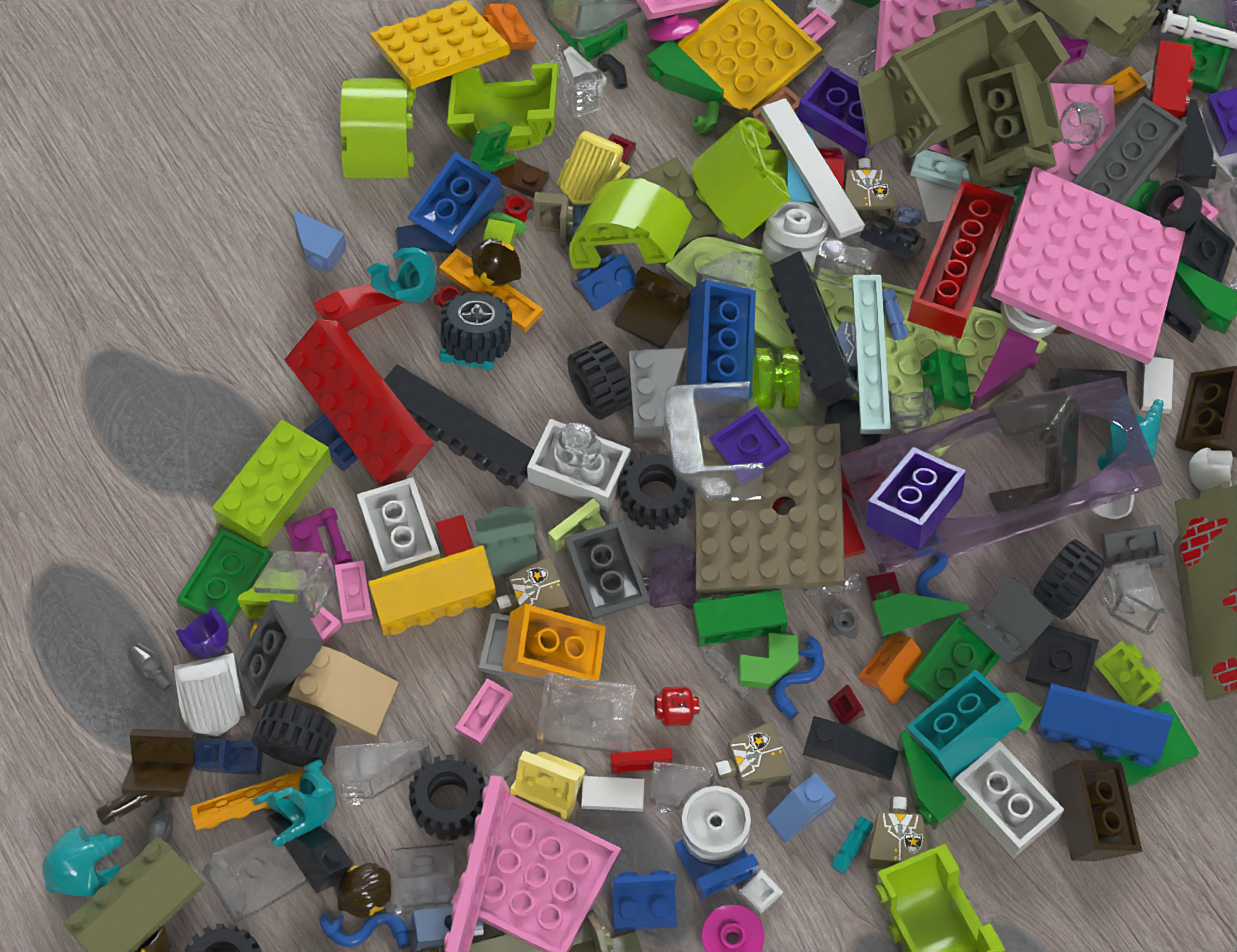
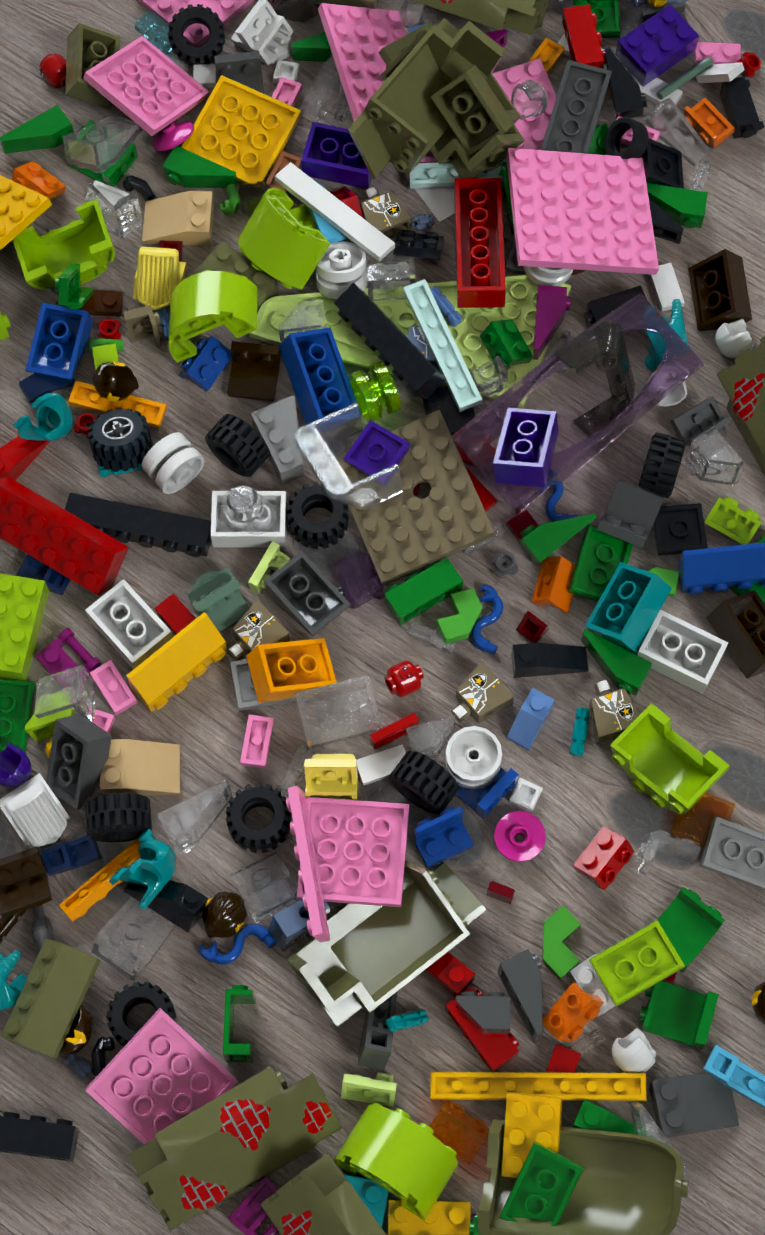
camera: 20 degrees left, 5 degrees up
(521, 373) = (173, 463): none -> white wheel
(644, 117) = (180, 218): none -> tan slope
(648, 830) = (424, 782): none -> black tyre

